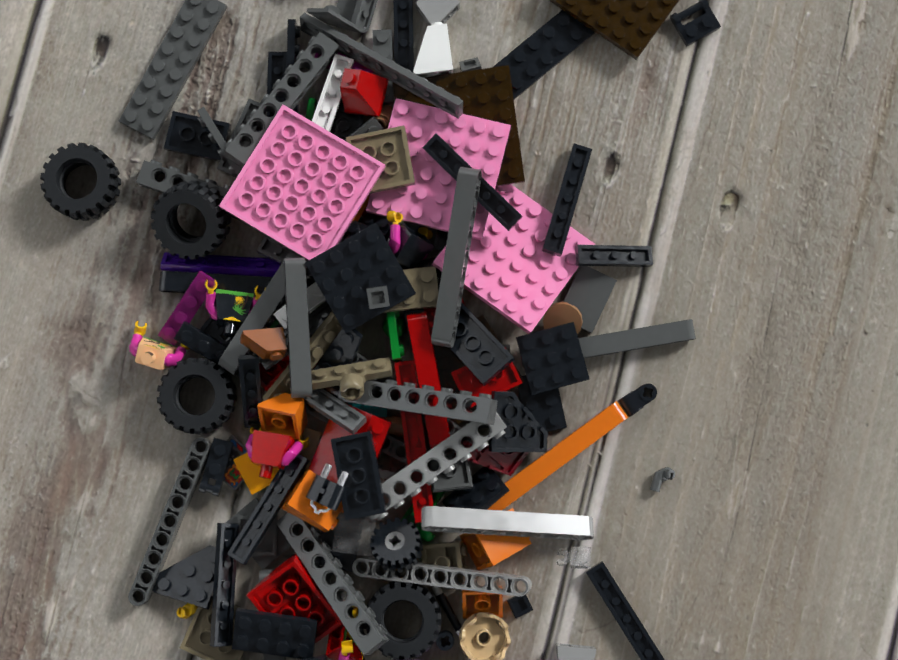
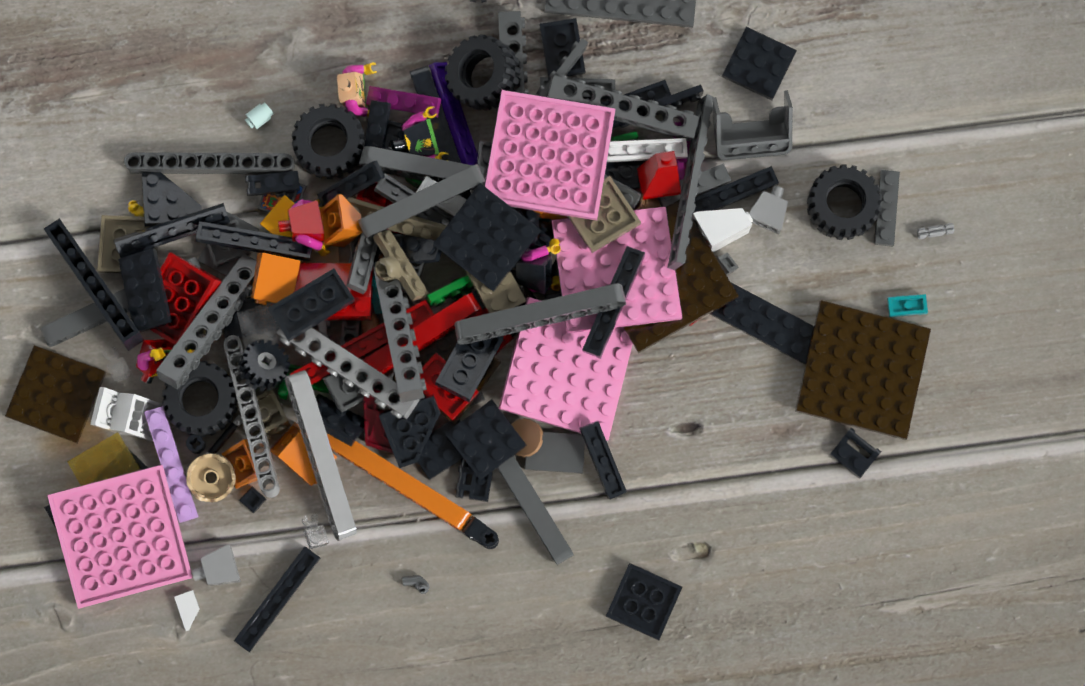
camera: 60 degrees right, 5 degrees down
(143, 454) = (258, 116): none -> light aqua brick
(266, 343) = (397, 179): dark orange slope -> none
(326, 491) = (286, 281): black piece -> none
(378, 297) = (474, 257): dark grey plate -> none
(567, 200) = (637, 397): black plate -> none
(596, 385) = (478, 489): none -> black plate
(760, 271) = (644, 601): none -> black plate

